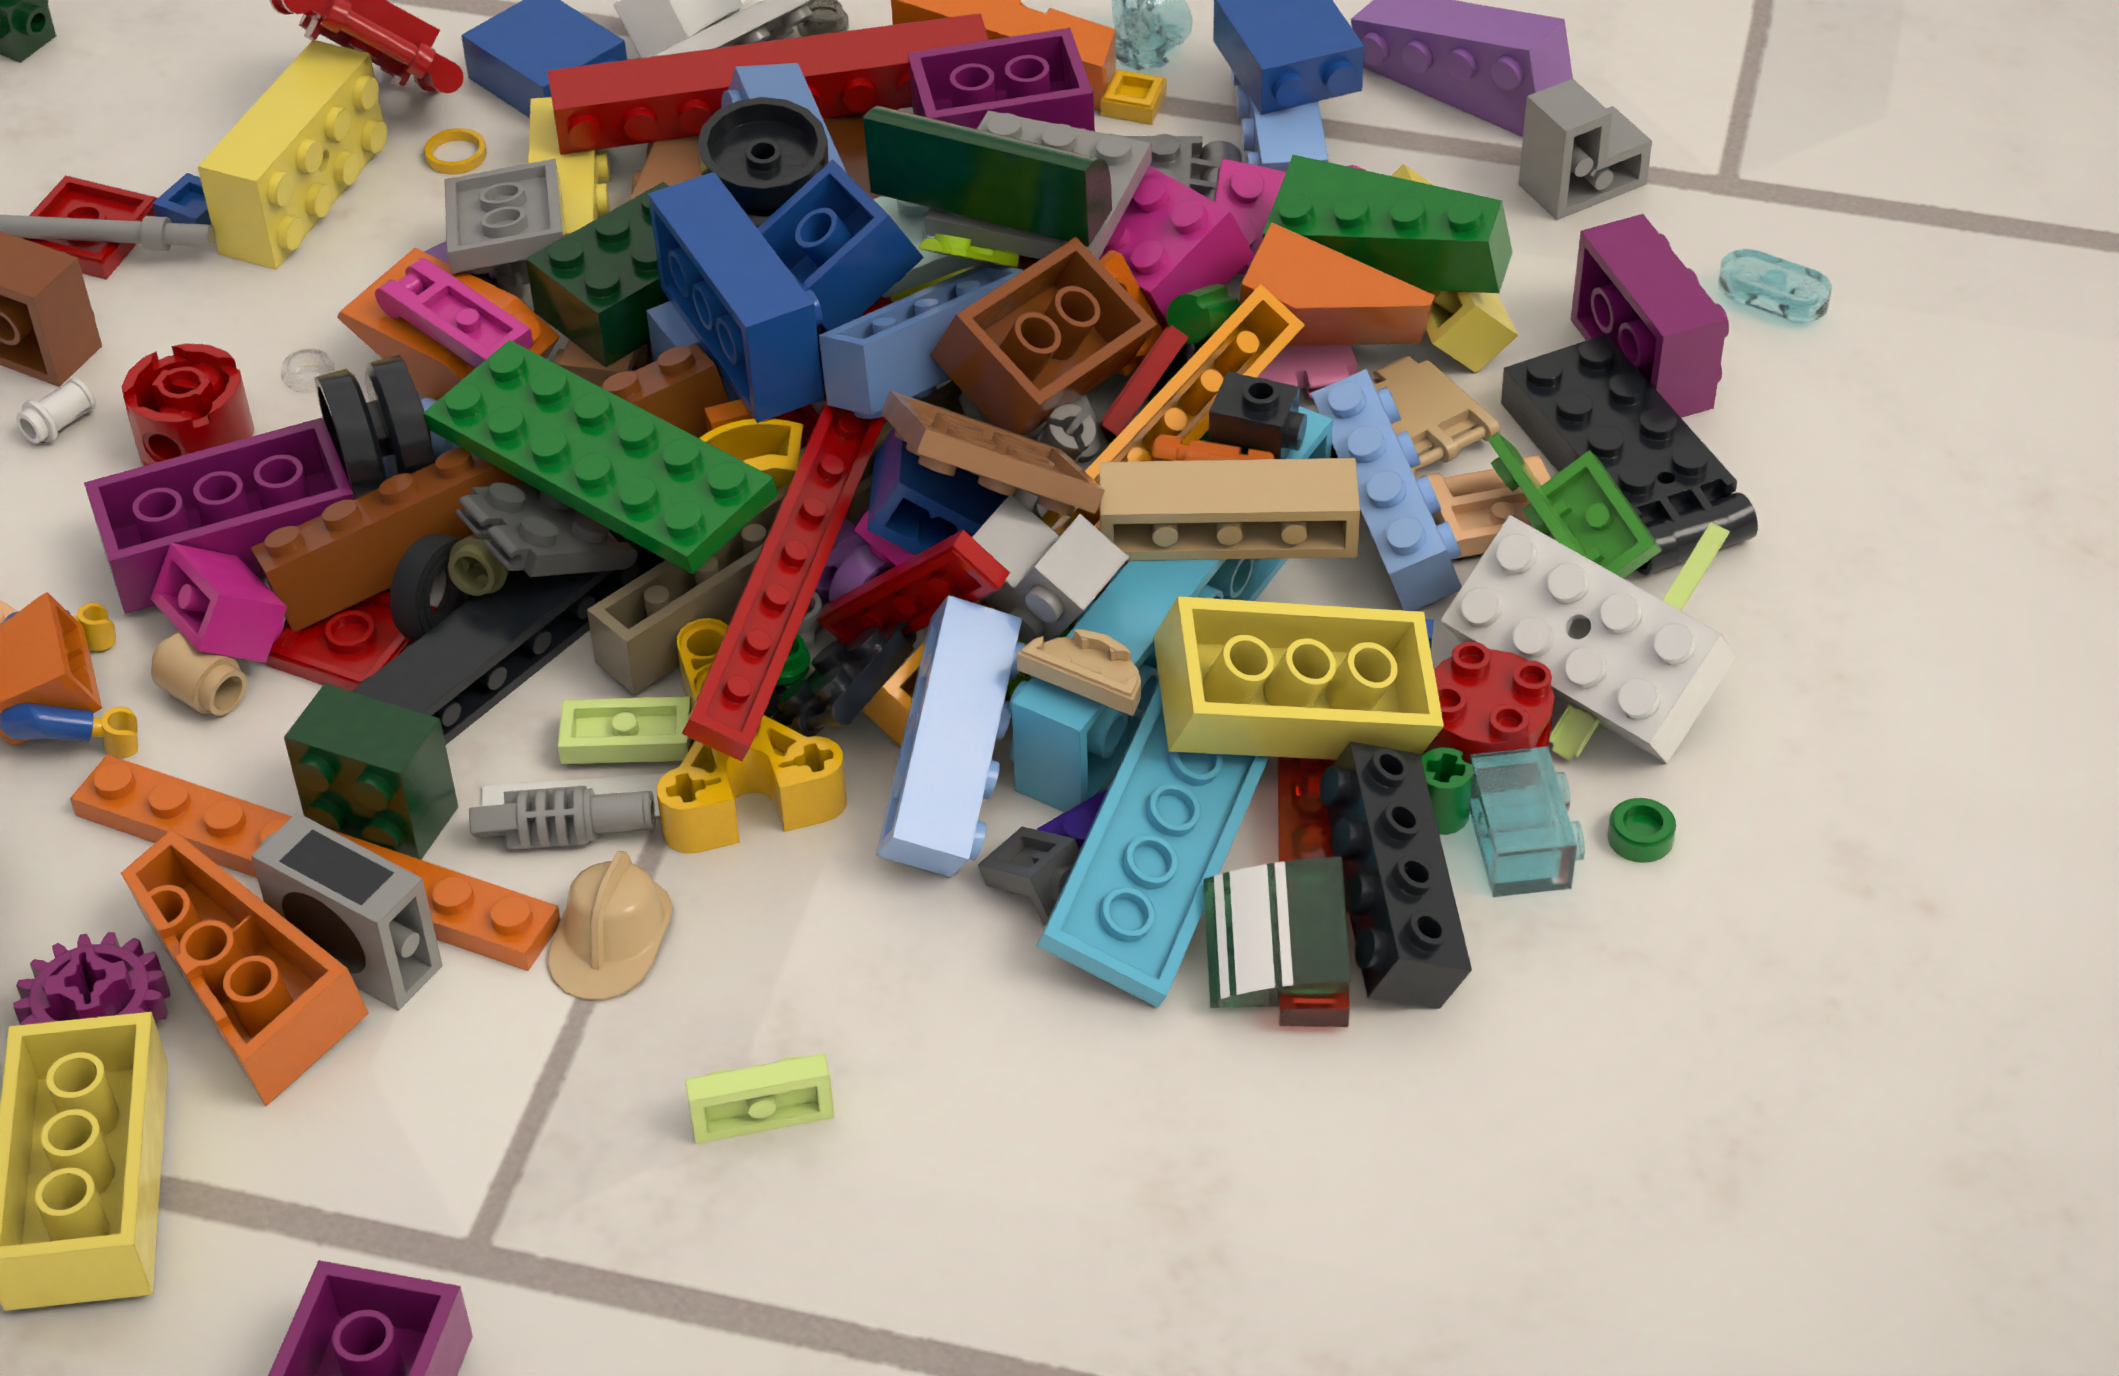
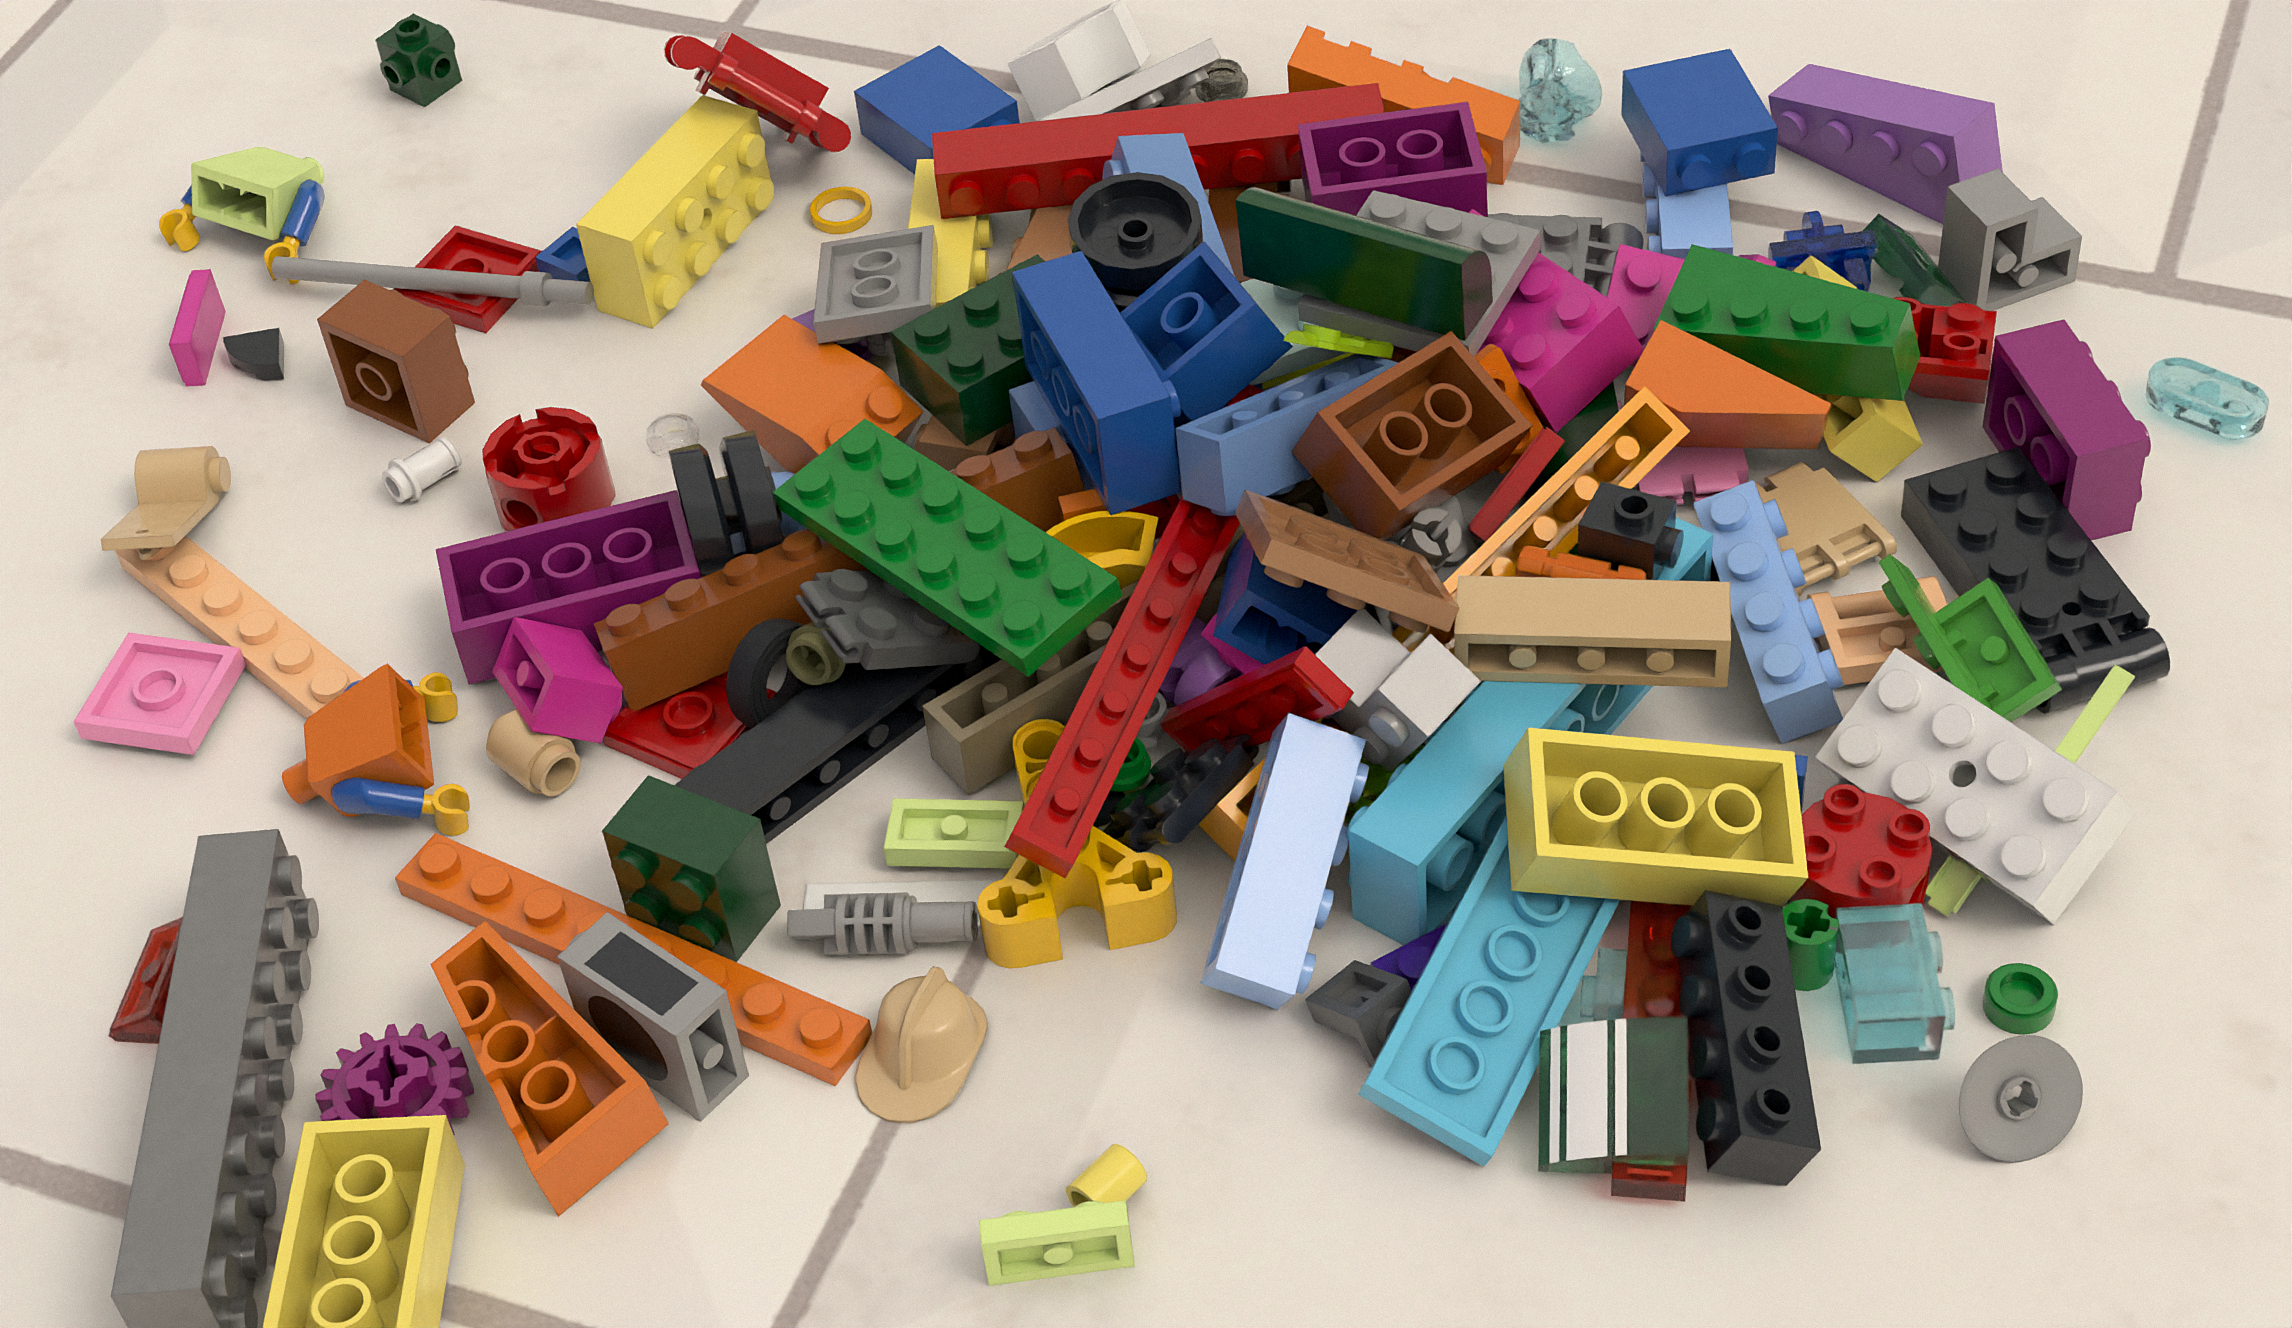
camera: 10 degrees right, 0 degrees up
(451, 312) = (812, 386): dark pink plate -> none
(807, 1034) = (1109, 1178): none -> light yellow hinge
(1086, 665) = (1428, 795): tan plate -> none
(1133, 97) = (1536, 171): yellow tile -> none
(1201, 311) = (1582, 411): green piece -> none
(1261, 842) = (1604, 994): none -> clear light blue plate
(1433, 162) = (1842, 252): none -> clear blue hips
(1487, 166) = (1905, 258): none -> clear green plate
(1543, 250) = (1953, 350): none -> red slope
(1670, 926) = (2038, 1116): none -> light grey piece

